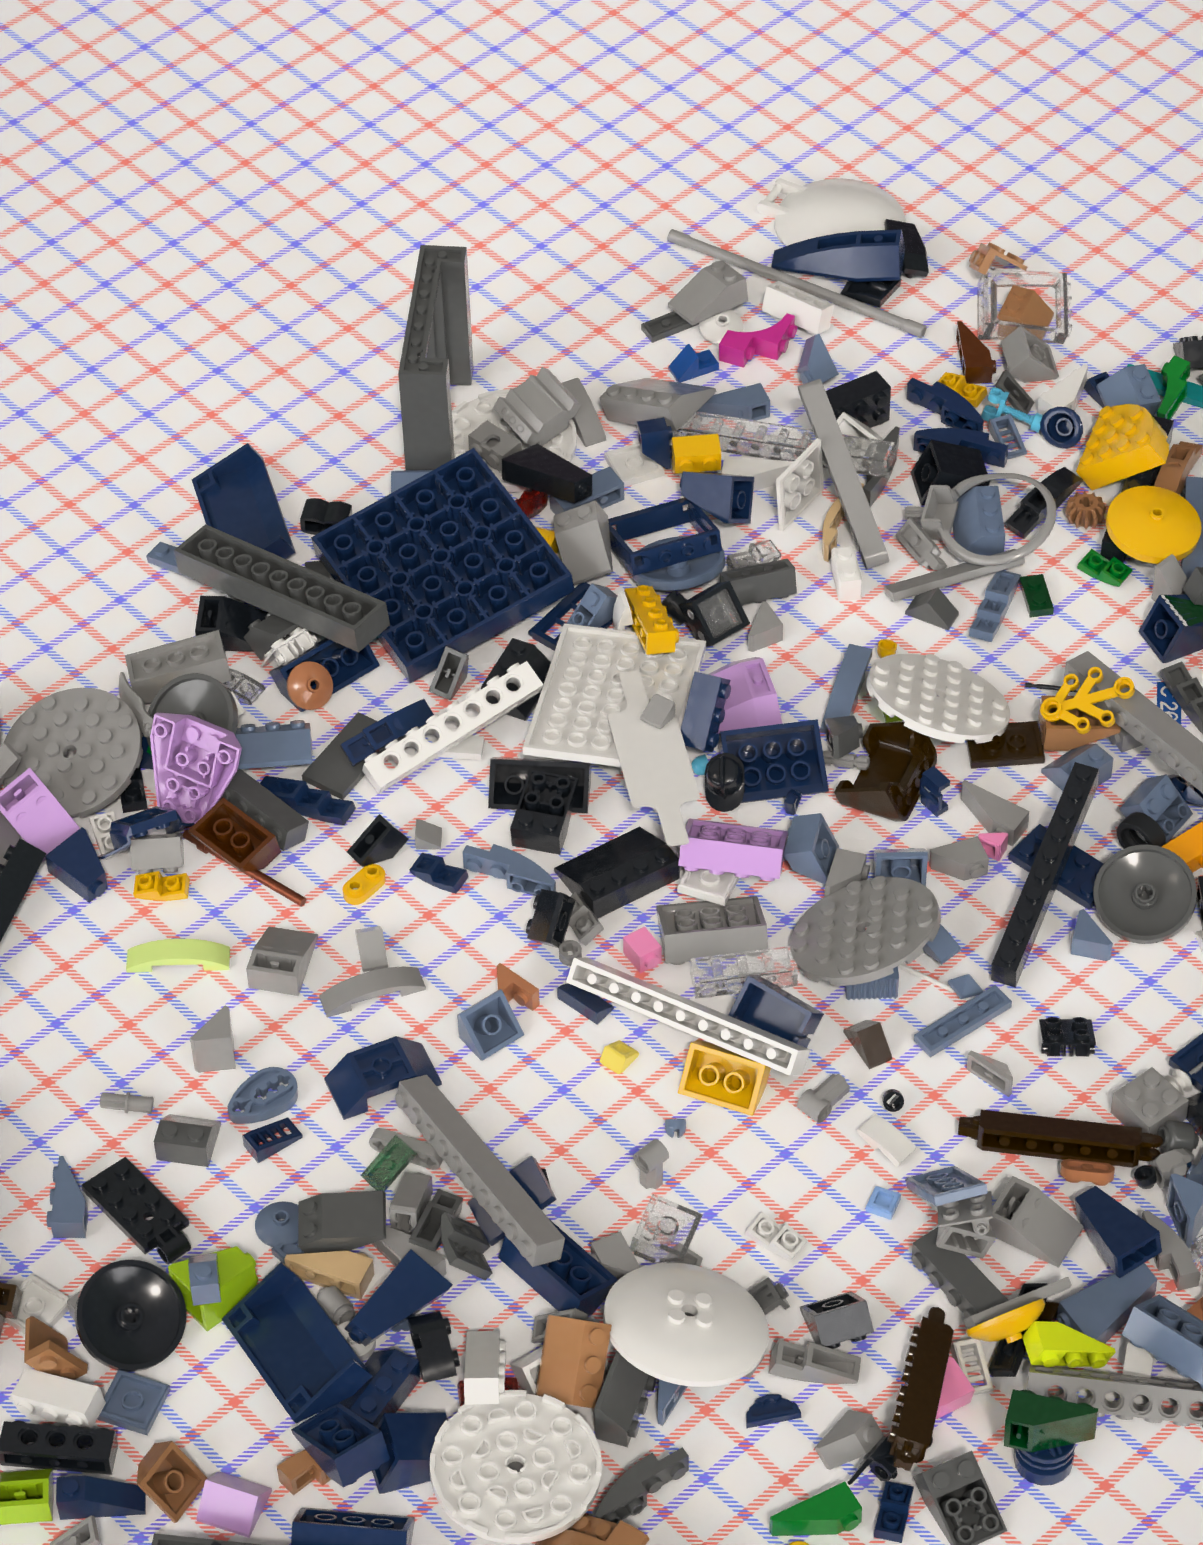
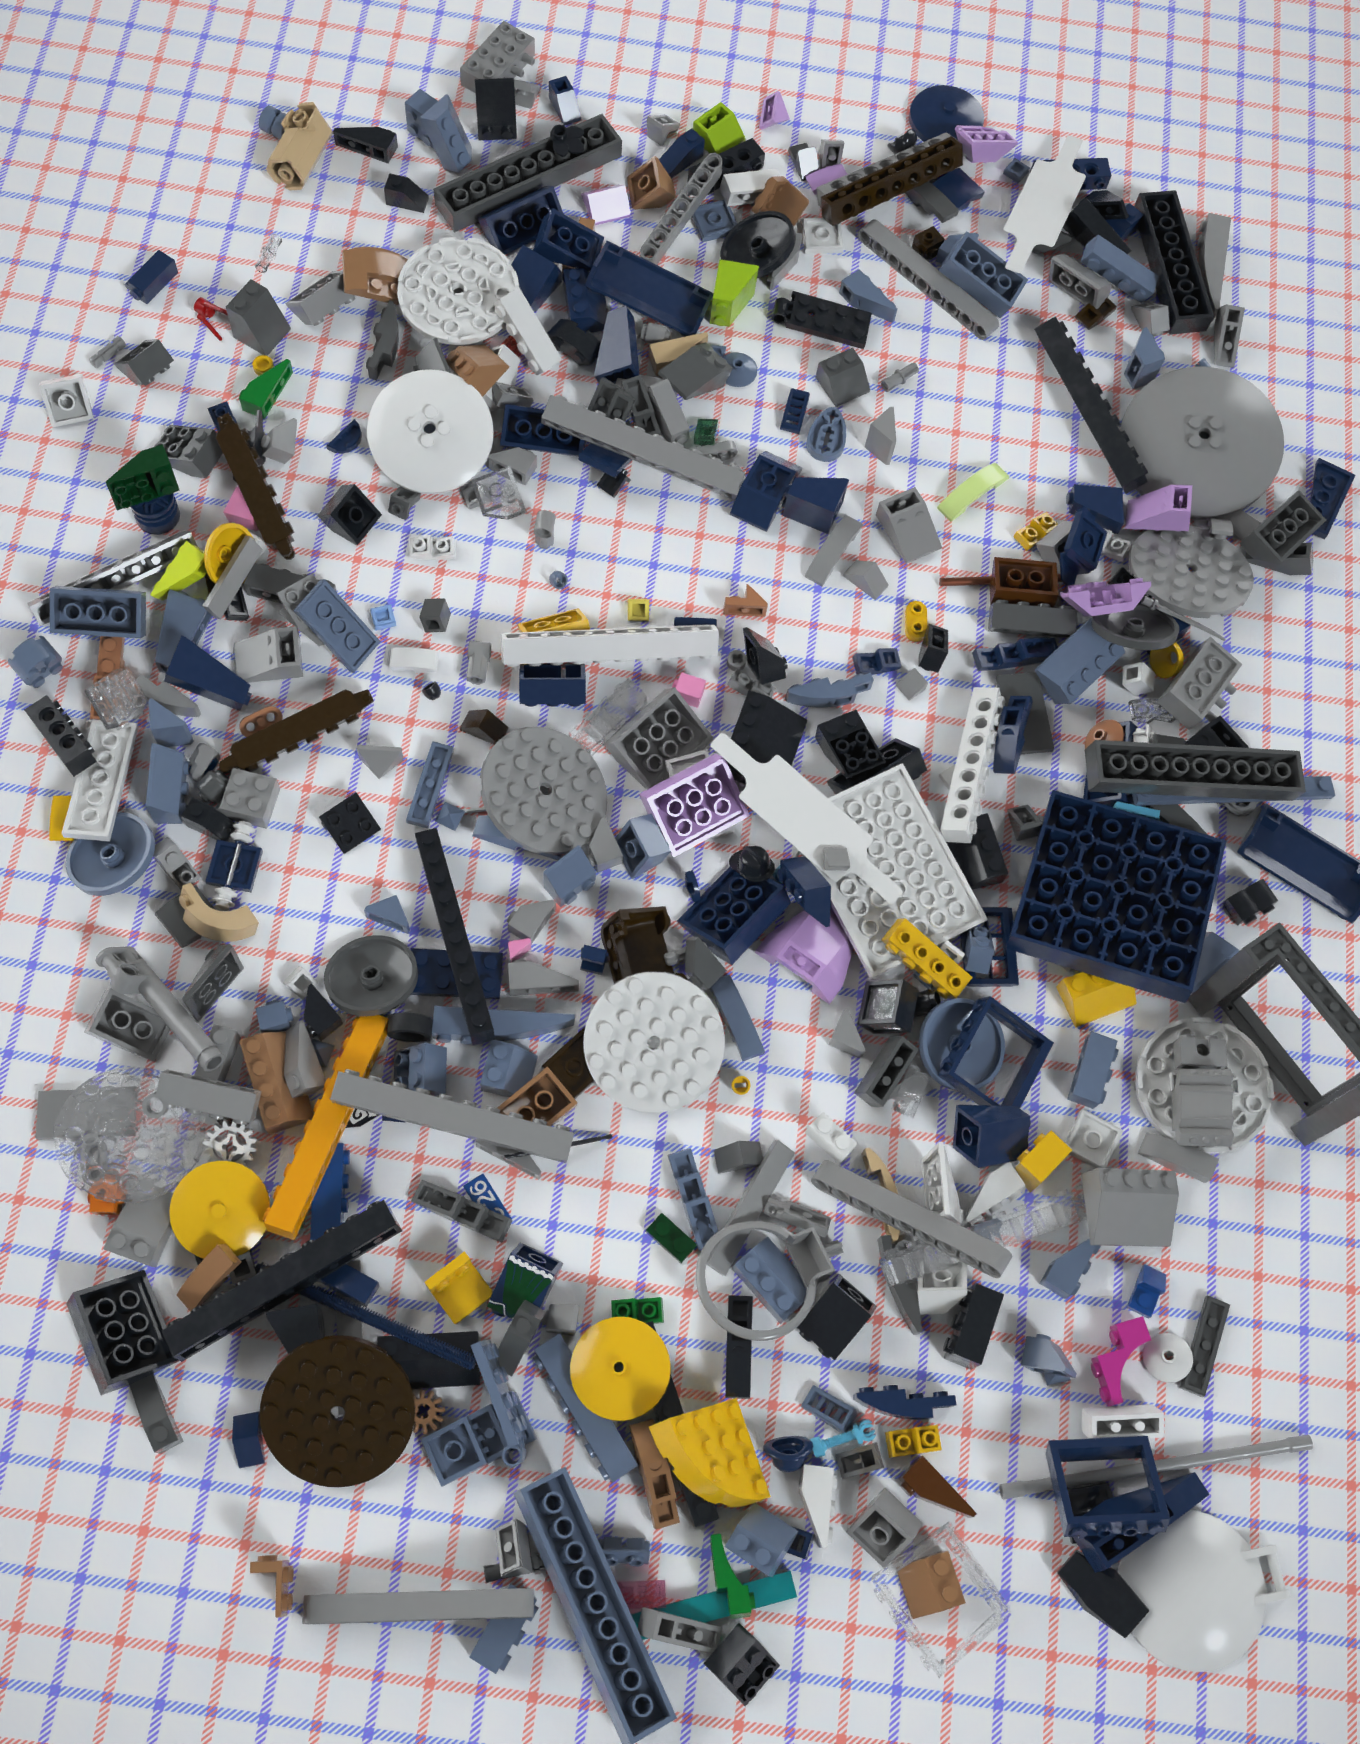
camera: 130 degrees right, 20 degrees up
(171, 1409) = (685, 203): none -> light grey beam
(204, 1279) = (729, 263): sand blue slope -> none
(347, 1018) = (815, 501): none -> dark blue slope
(489, 1025) = (733, 566): sand blue slope -> none
(532, 502) = (1120, 1018): clear red slope -> none
(547, 473) = (1137, 1047): black slope -> none
(584, 541) = (1044, 1005): light grey slope -> none
(654, 440) = (1088, 1153): dark blue slope -> none
(710, 293) = (1204, 1374): light grey slope -> none
(814, 1363) = (354, 471): light grey slope -> none
(832, 1158) = (435, 615): none -> dark grey brick
(871, 313) = (1106, 1449): none -> dark blue window
(983, 257) = (1009, 1637): medium nougat bracket -> none
(992, 452) = (865, 1358): dark blue slope -> none
(1044, 794) = (507, 1024): none -> sand blue slope
(1083, 700) = (530, 1100): yellow plant -> none
(1085, 510) = (699, 1355): medium nougat gear -> none
(1145, 1177) = (217, 741): black hinge -> none

